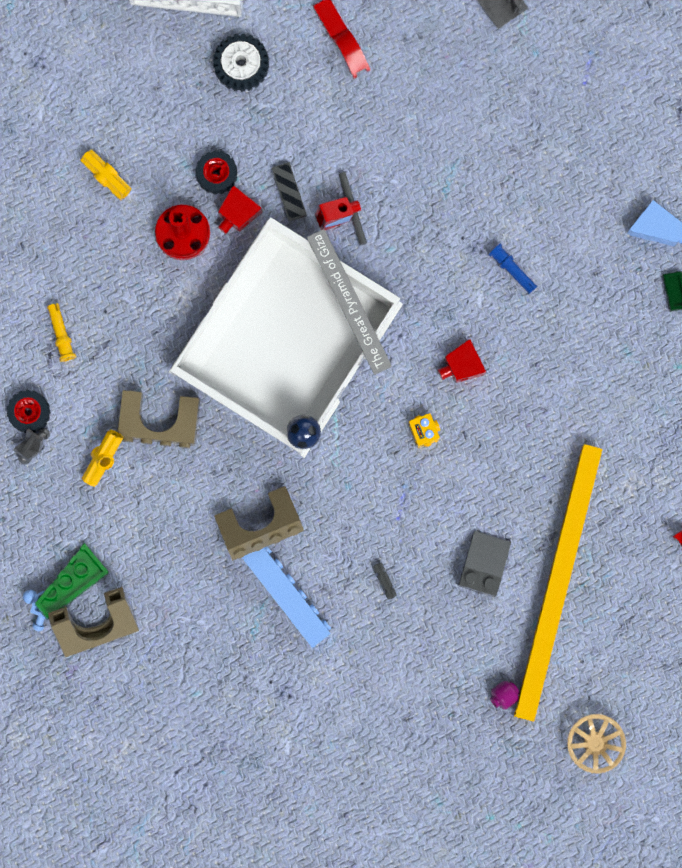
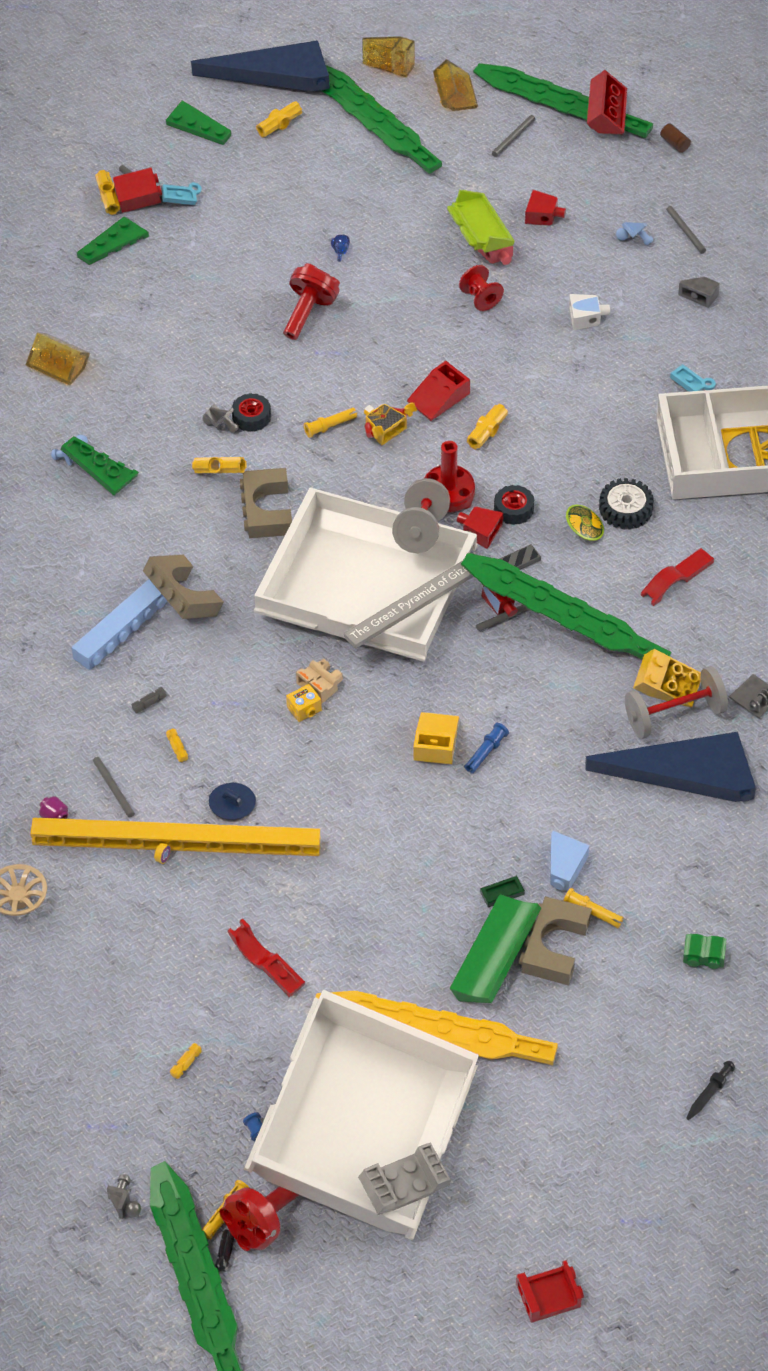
camera: 80 degrees right, 30 degrees down
(49, 212) = (440, 390): none -> red slope
(76, 639) = (48, 476): dark tan arch -> none
(77, 276) = (386, 421): none -> torso
(258, 109) = (584, 522): none -> shield
(268, 273) = (417, 526): none -> light grey piece
(303, 432) = (273, 584): dark blue piece -> none
(374, 157) = (557, 605): none -> green plate
(404, 404) = (319, 678): none -> tan hips
(446, 562) = (177, 745): none -> yellow axle
(462, 364) = (379, 722): red torso -> none
(471, 80) = (666, 677): none -> yellow slope
(482, 632) = (113, 787): none -> dark grey bar
(484, 564) = (180, 774): dark grey slope -> none
(490, 312) = (435, 738): none -> yellow slope
(501, 41) = (712, 689): none -> light grey piece
(522, 521) = (232, 801): none -> dark blue shield
(574, 598) = (162, 853): none -> yellow tile
(576, 74) = (701, 766): none -> dark blue slope

